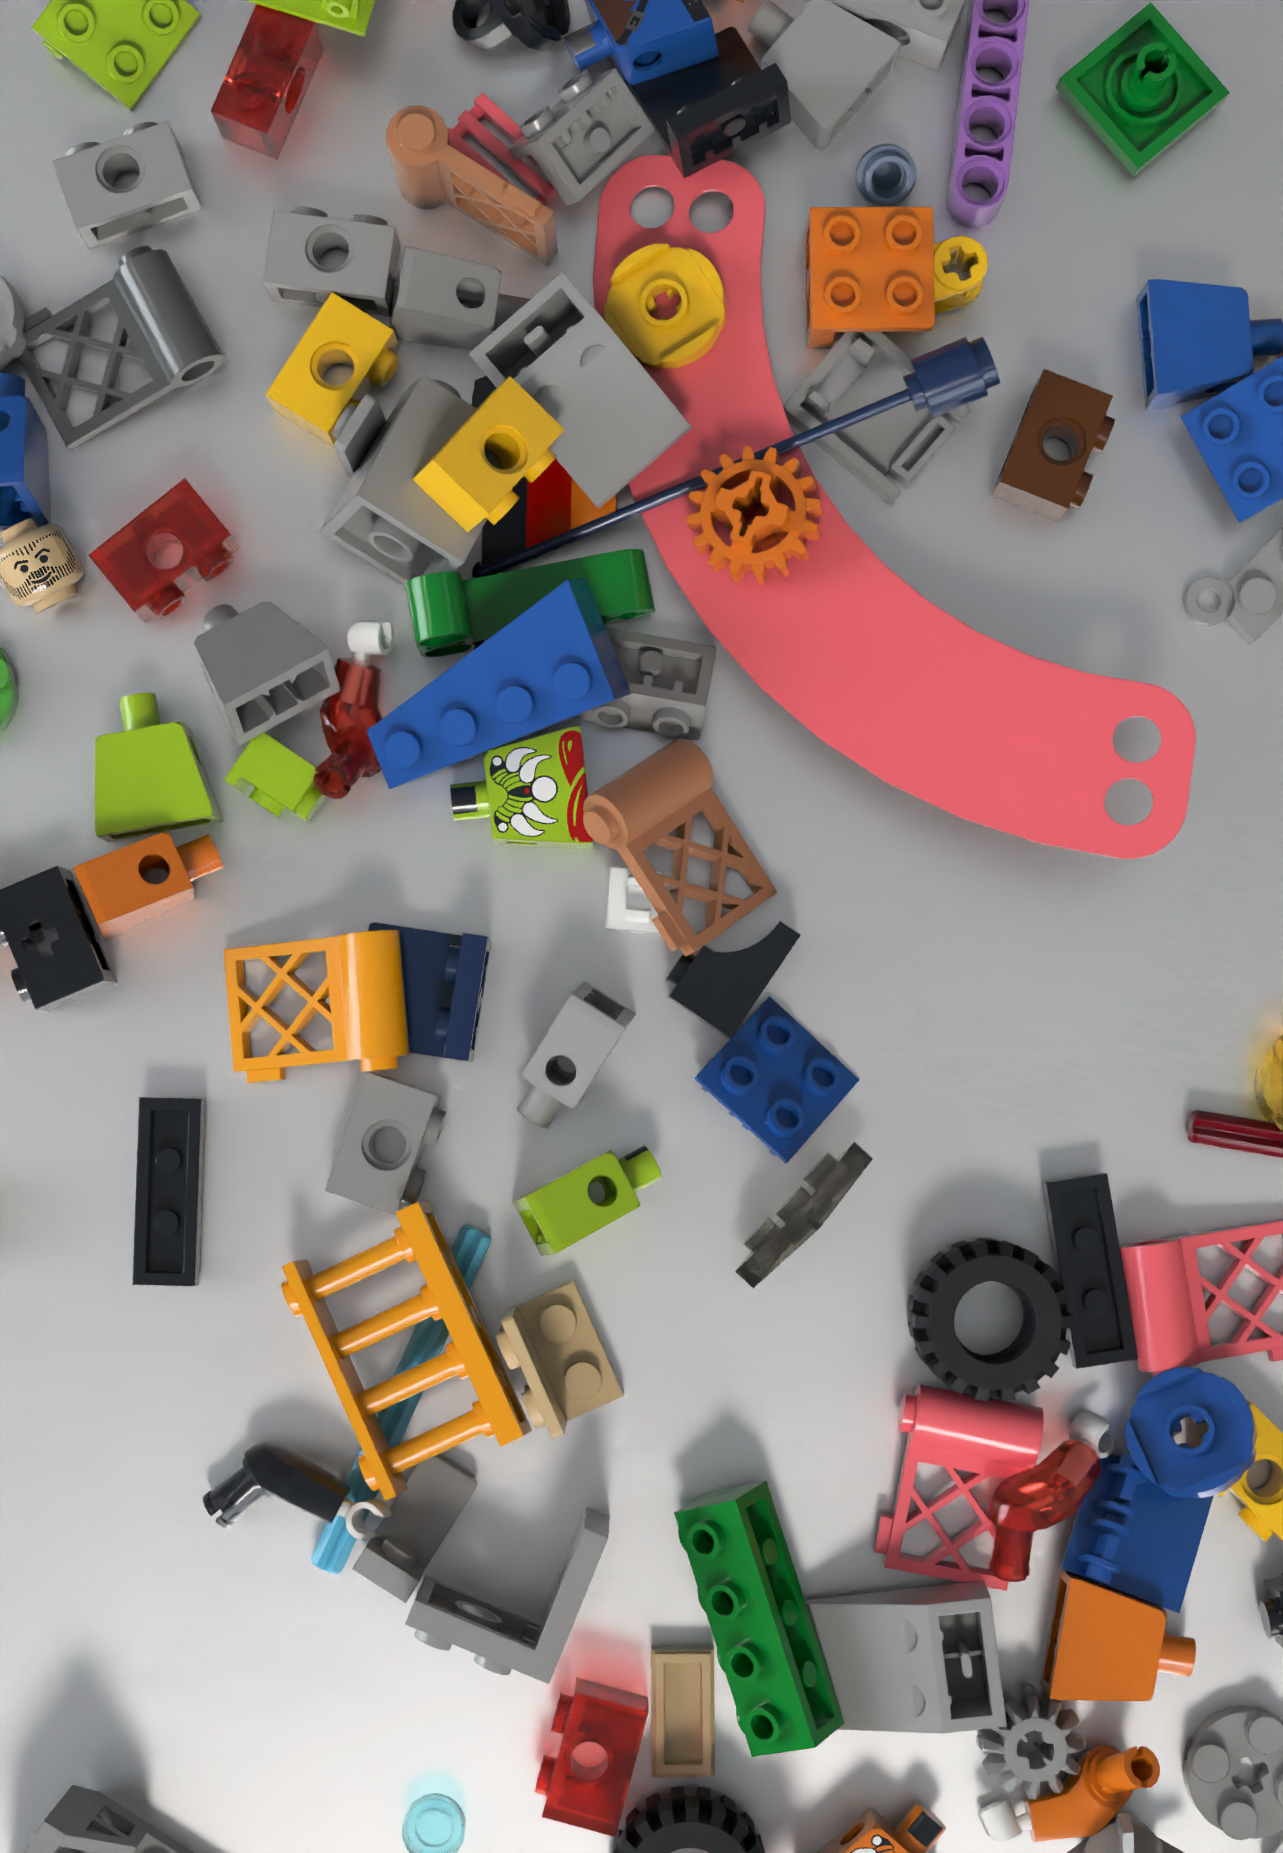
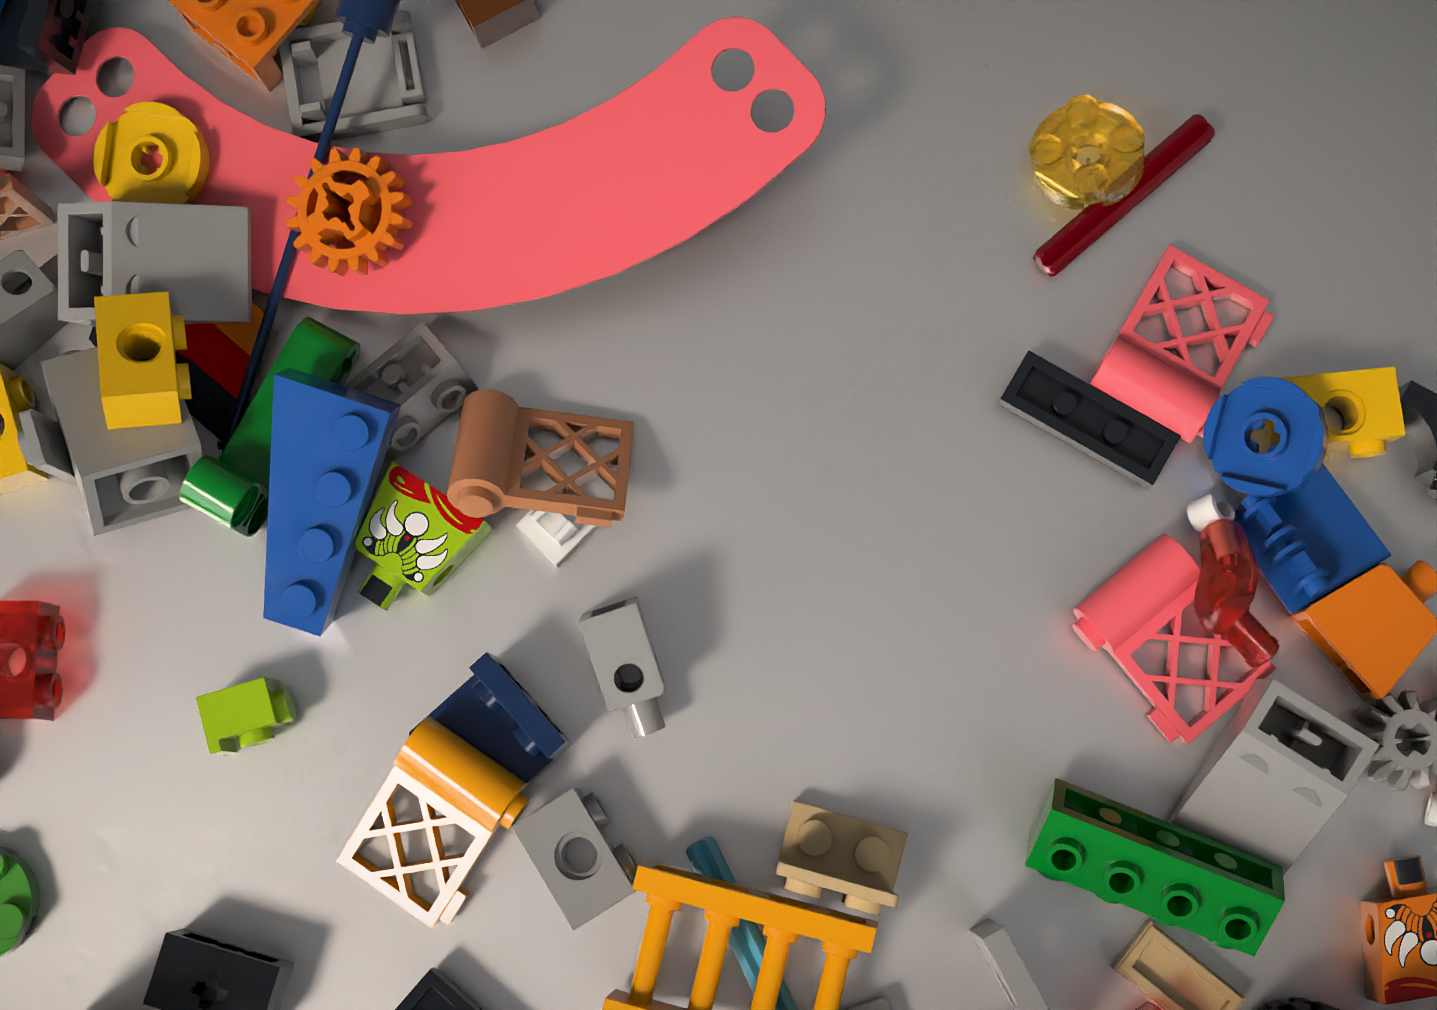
camera: 40 degrees left, 5 degrees down
(121, 896) = (231, 901): orange torso -> none
(150, 776) = (163, 810): lime torso -> none
(262, 667) = (154, 657): light grey torso -> none
(353, 711) = (240, 618): clear red arm -> none
(564, 1213) = (733, 760): lime torso -> none
(726, 985) = (667, 513): black arch -> none
(777, 1080) = (768, 531): blue hinge -> none
(802, 1213) = (879, 590): clear smoke plate -> none
(1041, 1332) = (1106, 490): black tyre -> none

